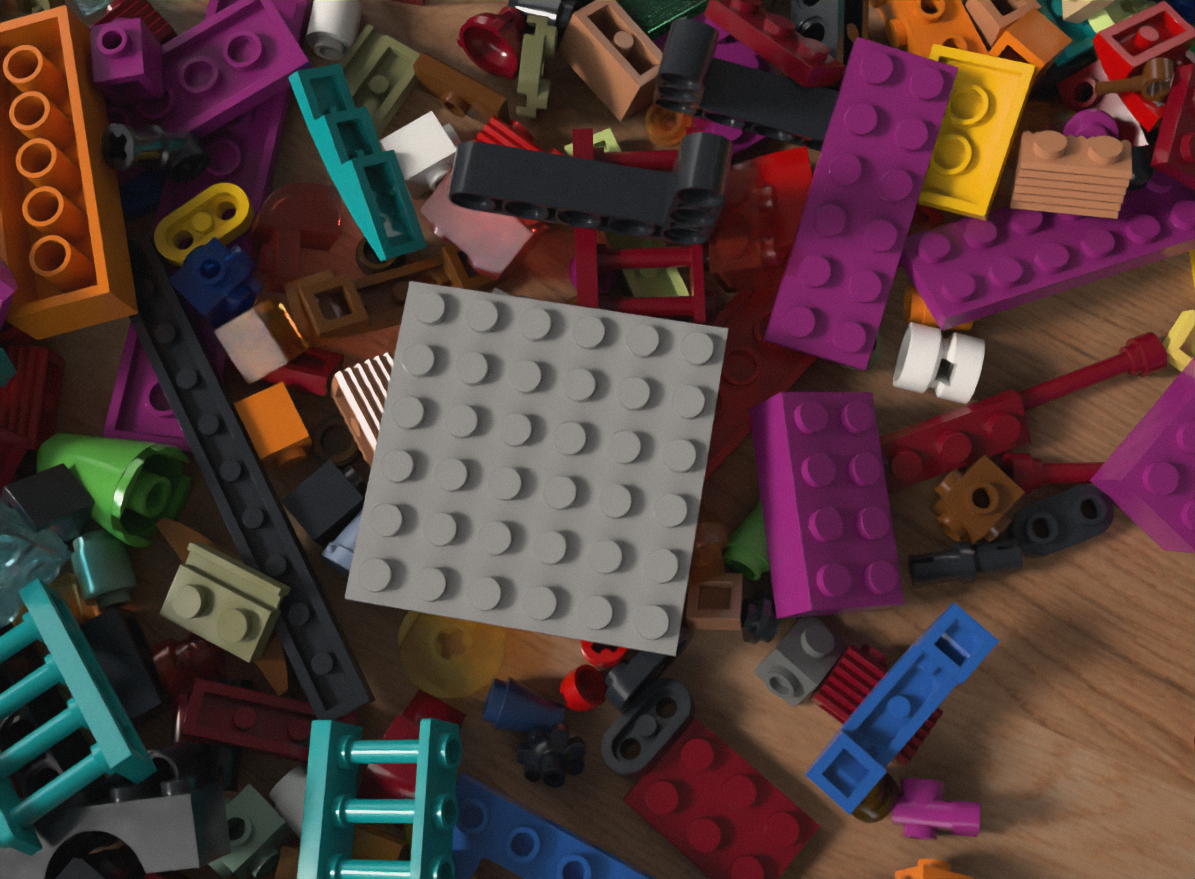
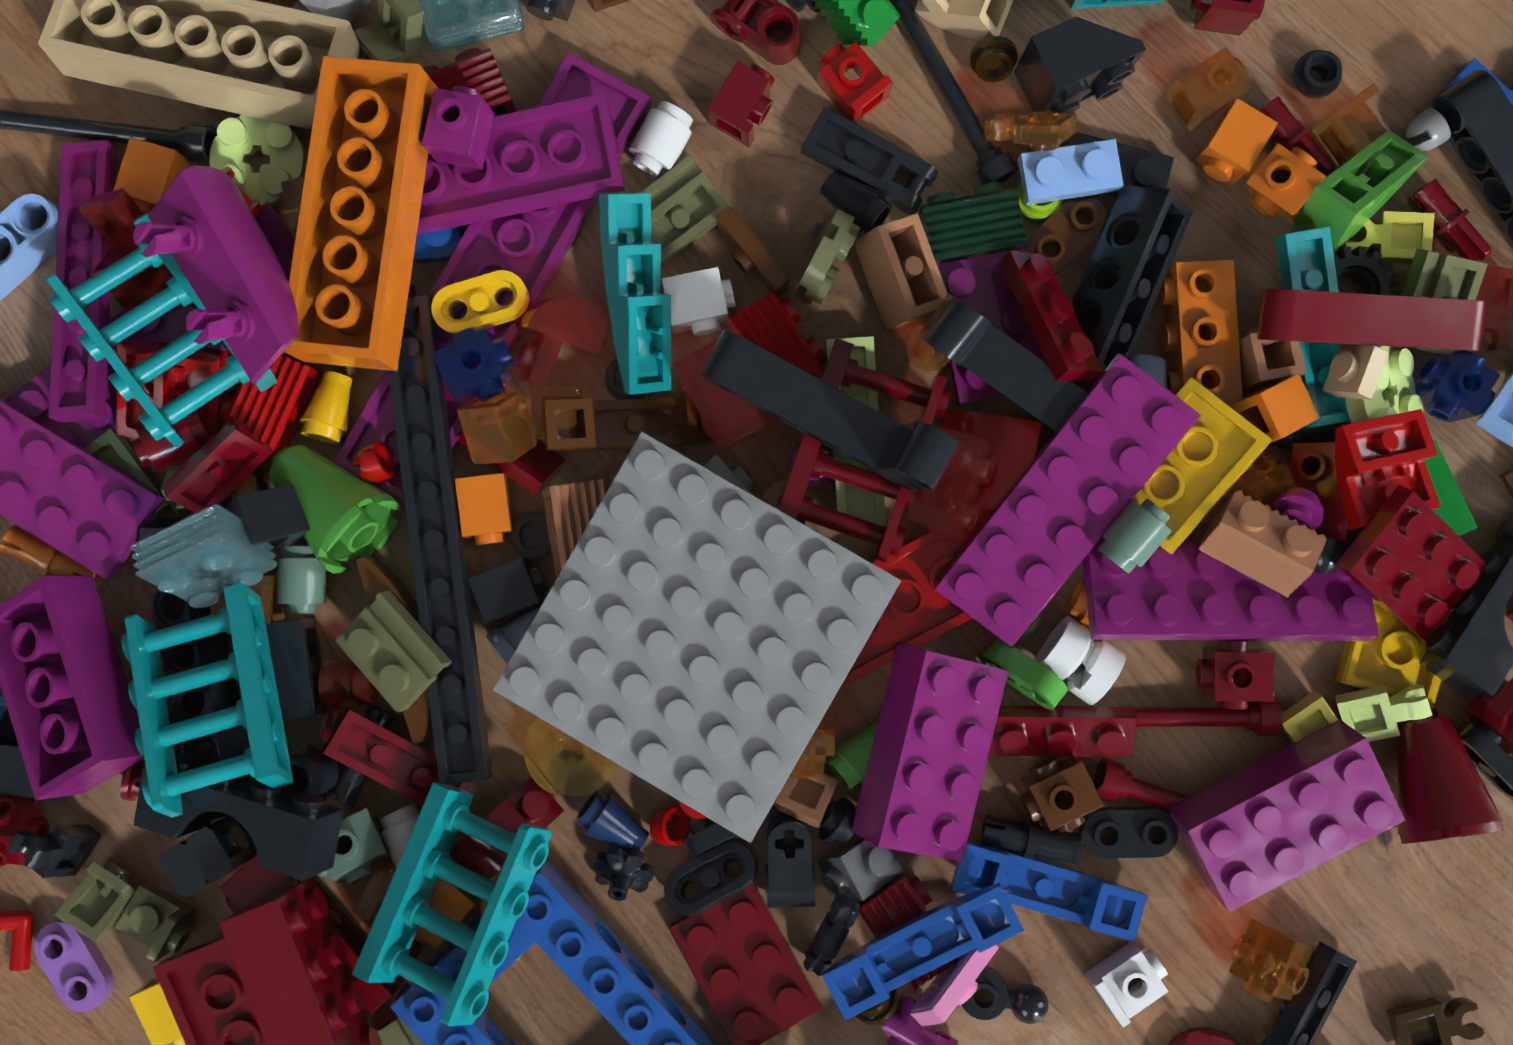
camera: 20 degrees right, 10 degrees up
(81, 393) = (328, 410): none -> yellow cone
(144, 420) = (375, 463): none -> red hinge
(155, 149) = (457, 222): black connector -> none
(494, 41) = (801, 213): dark red piece -> none
(729, 690) = (789, 867): none -> black piece
(798, 737) = (831, 934): none -> black axle
(895, 393) = (1026, 674): none -> bright green beam
(943, 206) = (1135, 535): none -> sand green brick
(948, 740) = (951, 988): none -> bright pink plate
(1014, 606) = (1052, 889): none -> blue slope
(1032, 737) = (1026, 1002): none -> black plate
(1099, 318) = (1236, 674): none -> dark red brick
(1111, 680) = (1114, 973): none -> white brick
(1153, 82) = (1370, 493): reddish brown hand -> none

